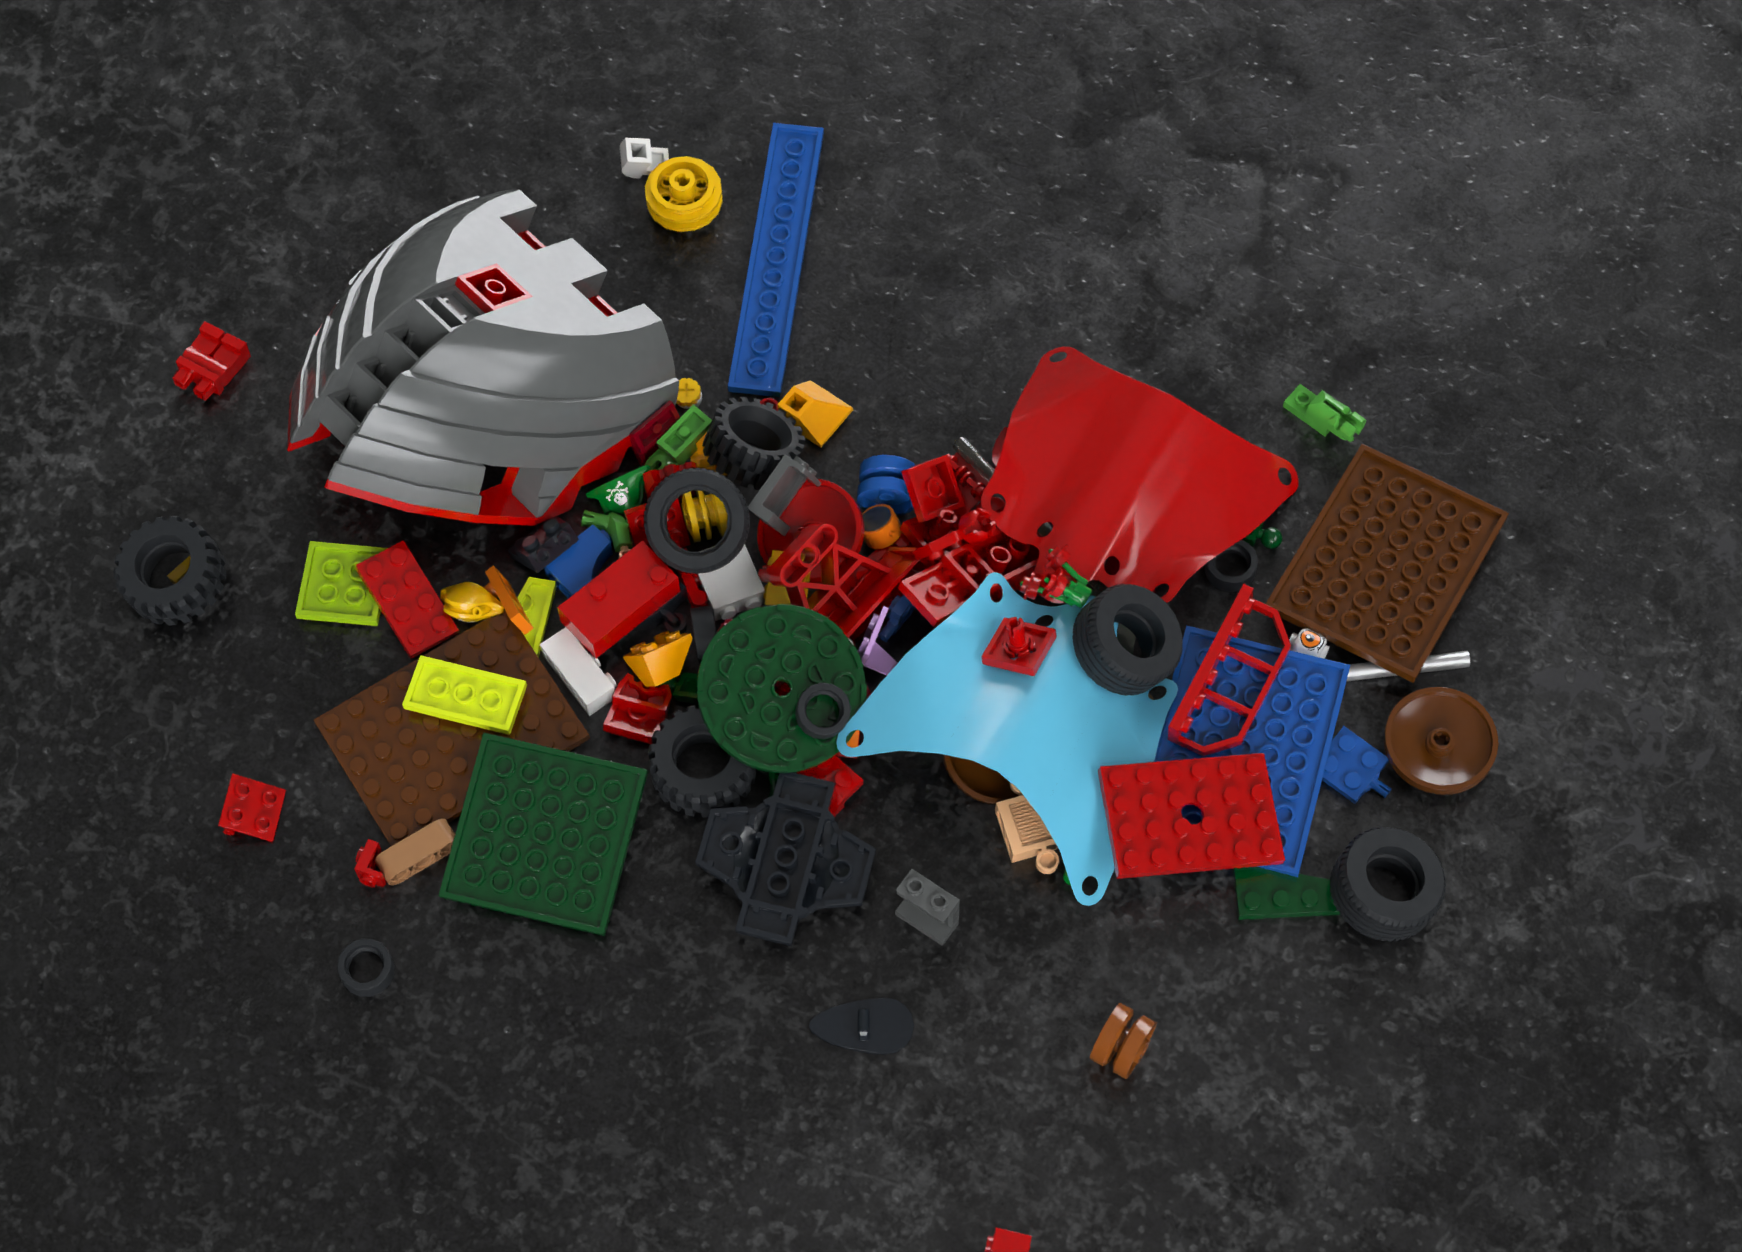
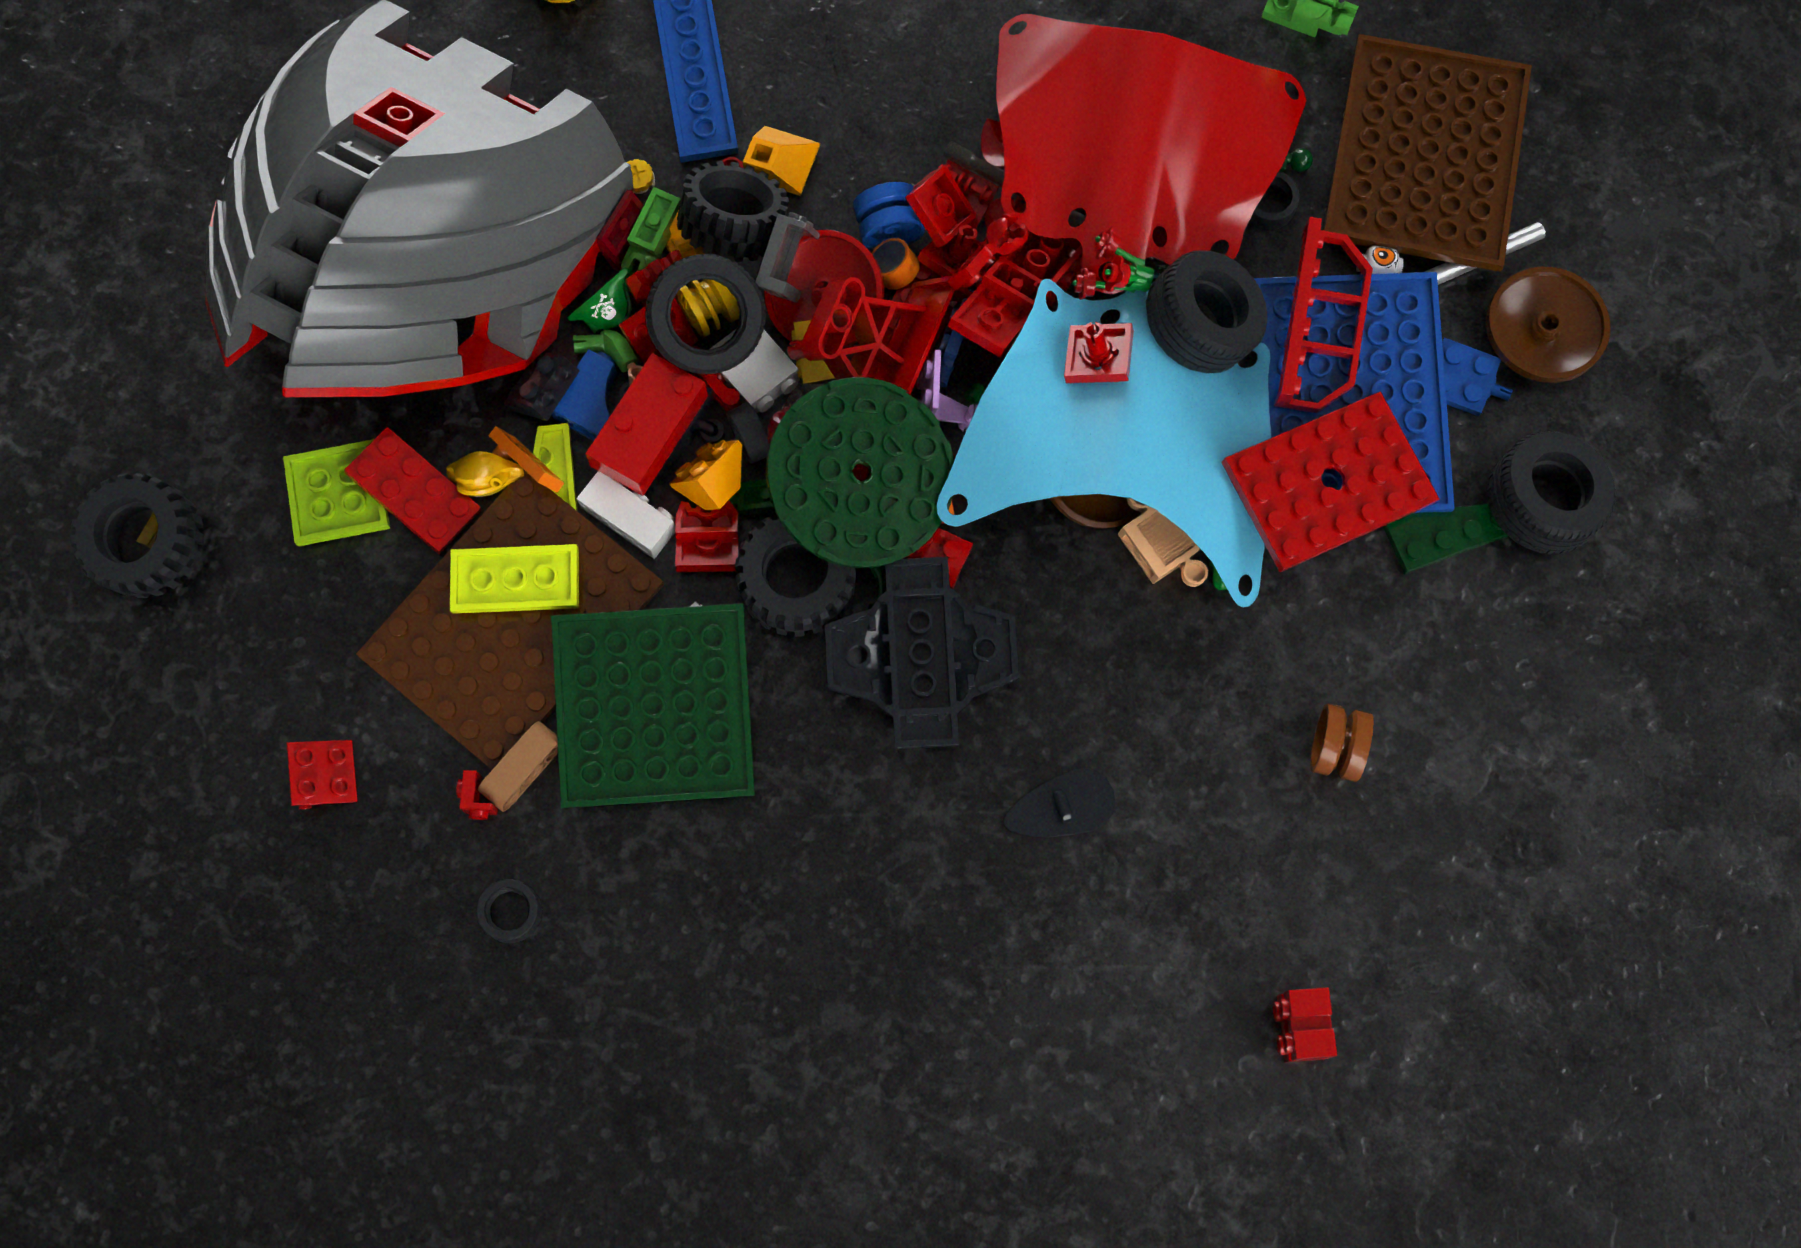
camera: 20 degrees left, 10 degrees up
(211, 361) = (102, 287): red hips -> none
(822, 689) = (932, 468): black tyre -> none
(927, 907) = (1090, 661): dark grey panel -> none

